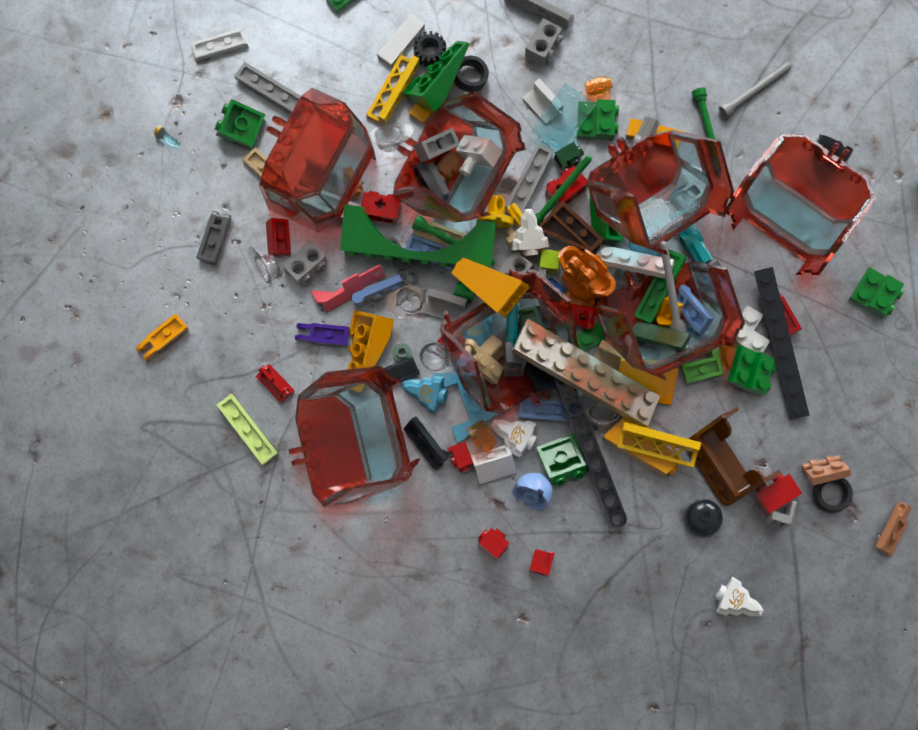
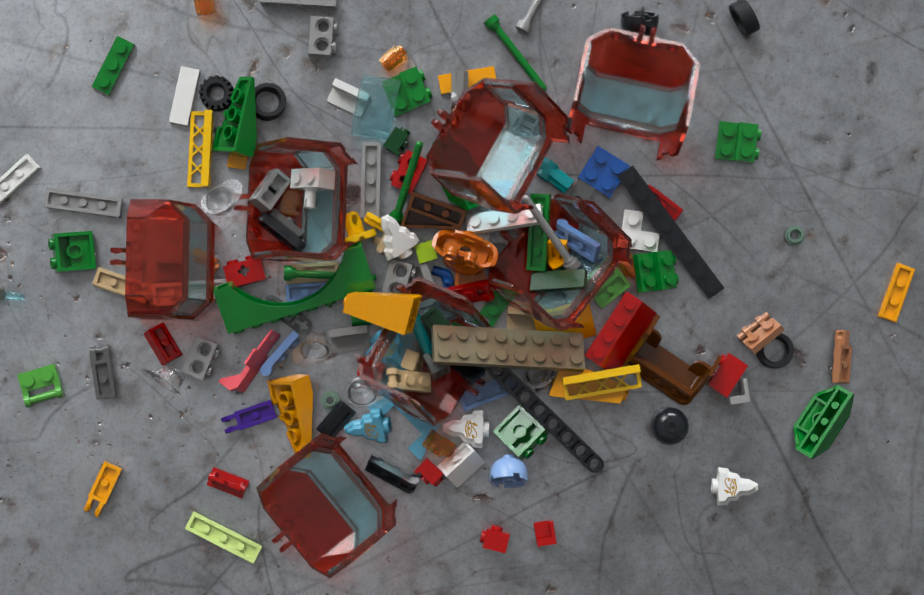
camera: 30 degrees left, 10 degrees up
(154, 218) = (38, 379): none -> bright green plate
(694, 409) = (620, 332): none -> red slope
(741, 264) = (602, 171): none -> blue plate
(852, 578) = (822, 421): none -> green wedge
(899, 394) = (800, 233): none -> sand green plate

